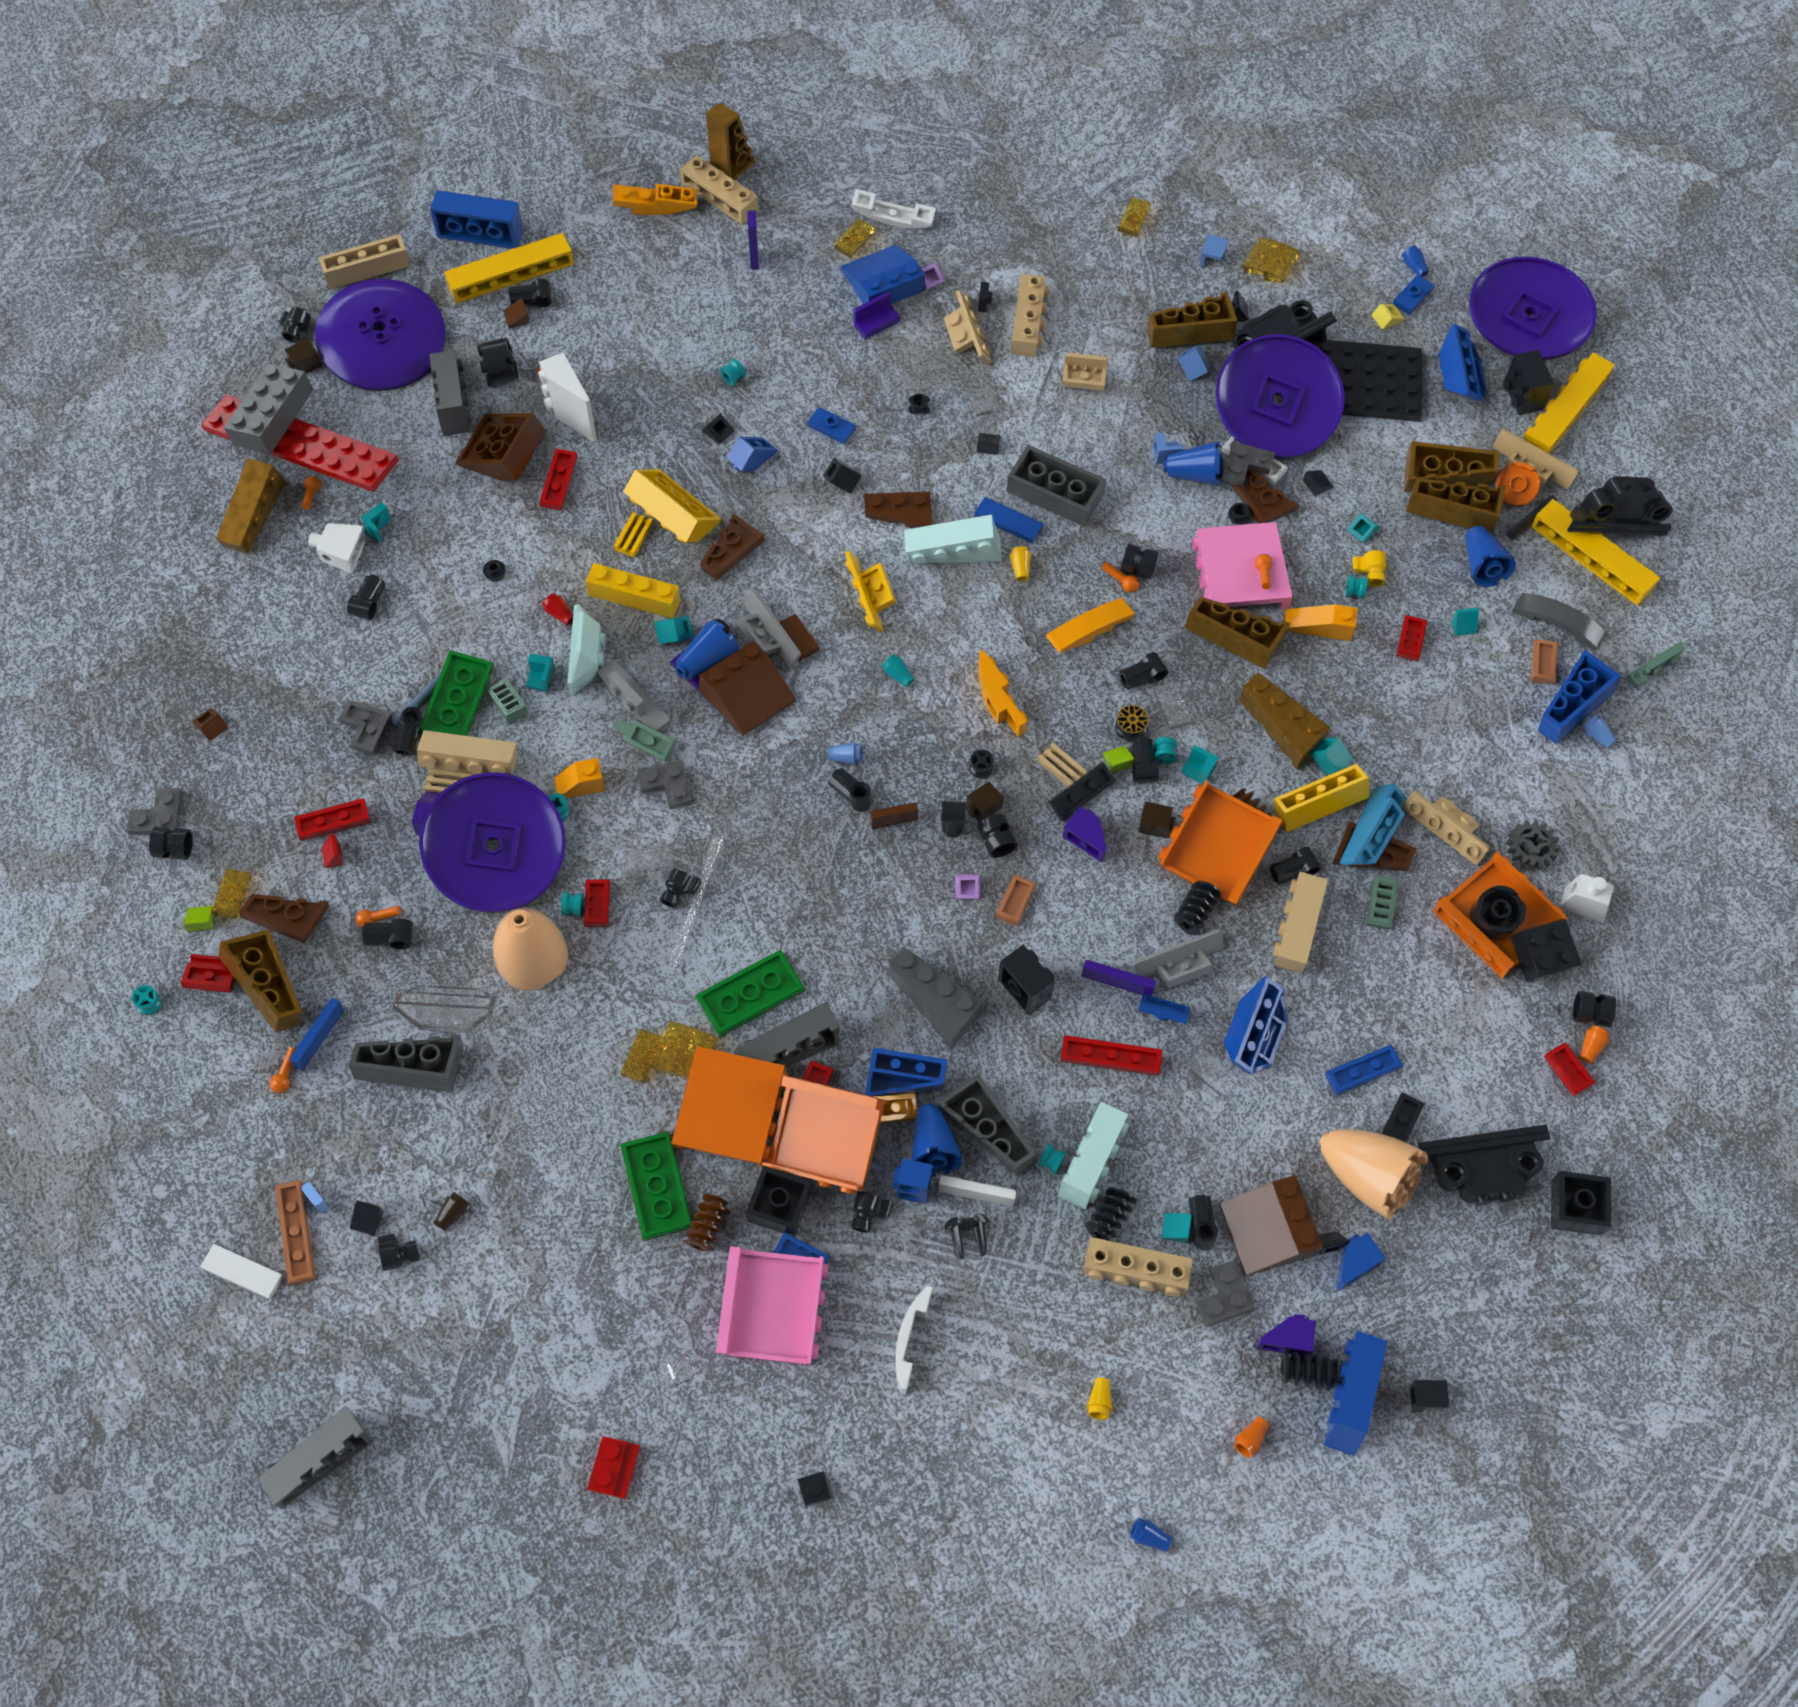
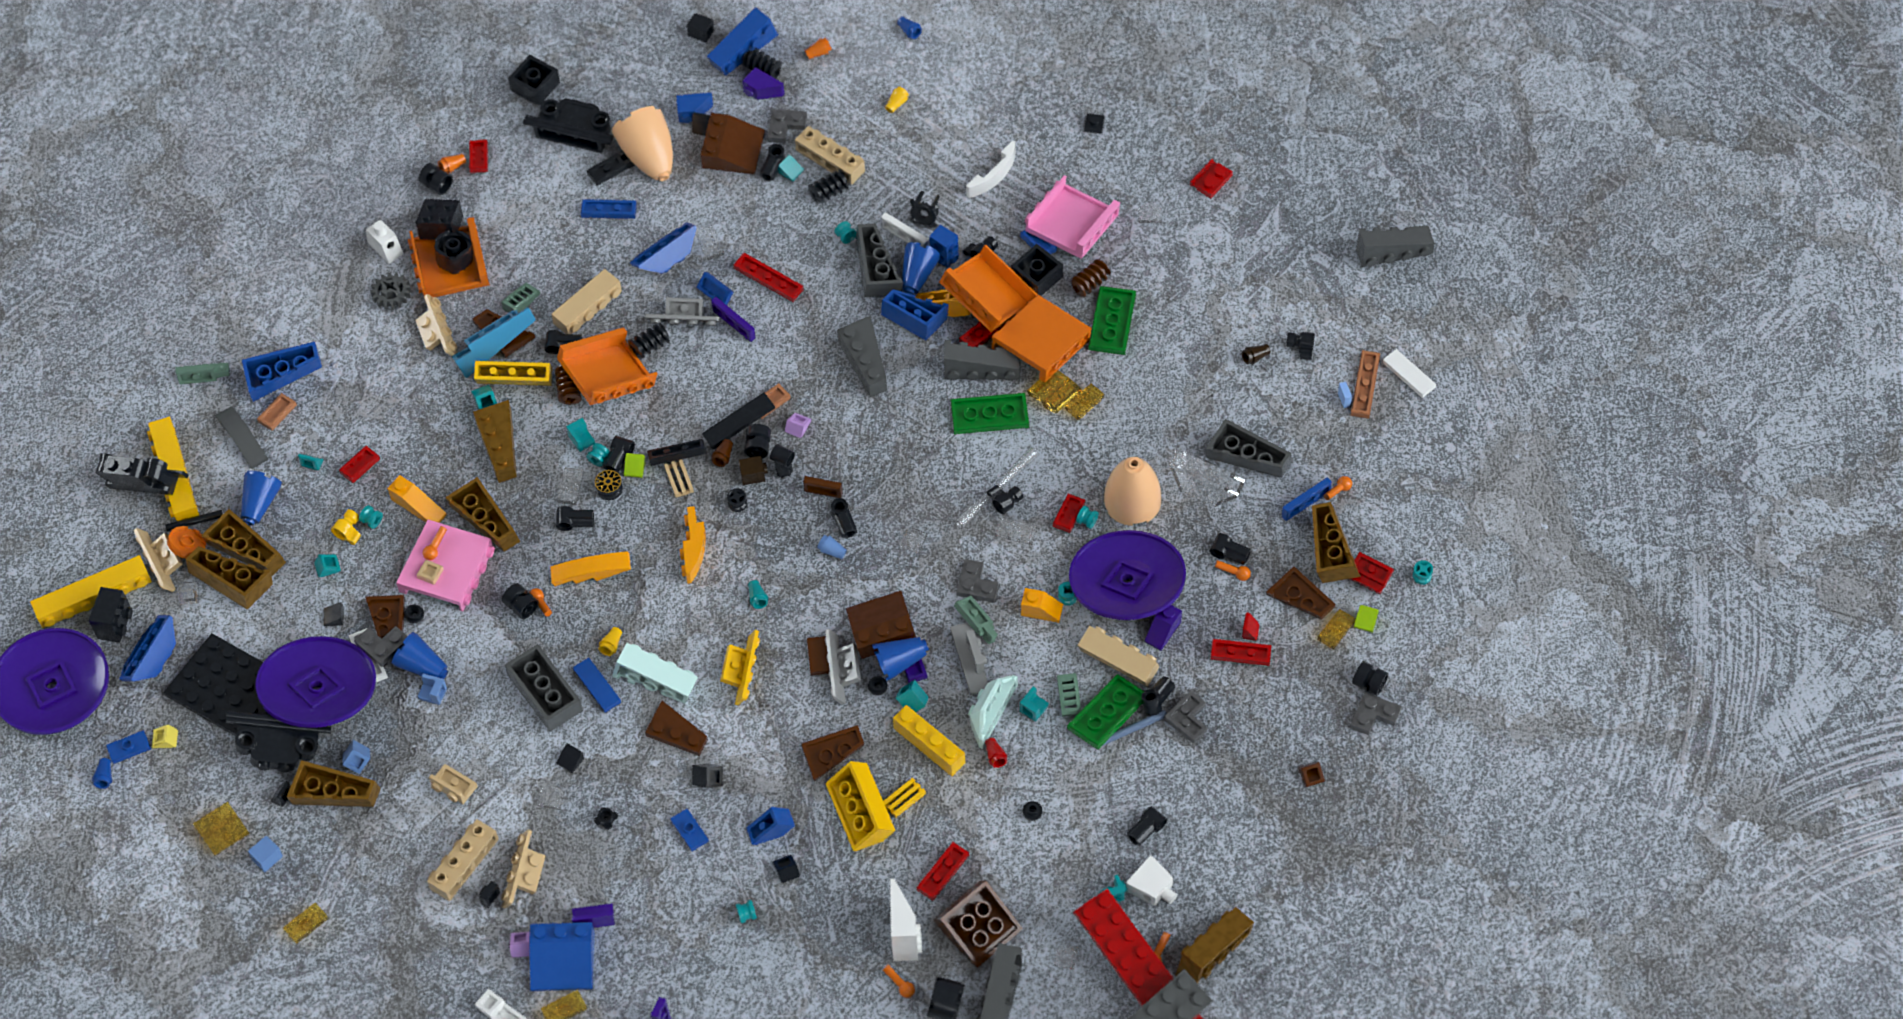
camera: 150 degrees left, 5 degrees down
(366, 1217) = (1314, 373): black slope -> none
(443, 777) = (1143, 642): tan tile -> none
(1026, 979) = (797, 335): black brick -> none
(1030, 810) = (722, 454): none -> reddish brown cone
(1034, 855) = (738, 420): none -> black tile
(1086, 833) = (692, 421): dark purple slope -> none
(1092, 1156) = (819, 219): light aqua wedge -> none
(1156, 820) = (638, 410): dark brown brick -> none
(1248, 542) = (430, 572): none -> tan tile
(1599, 731) = (280, 342): medium blue cone -> none

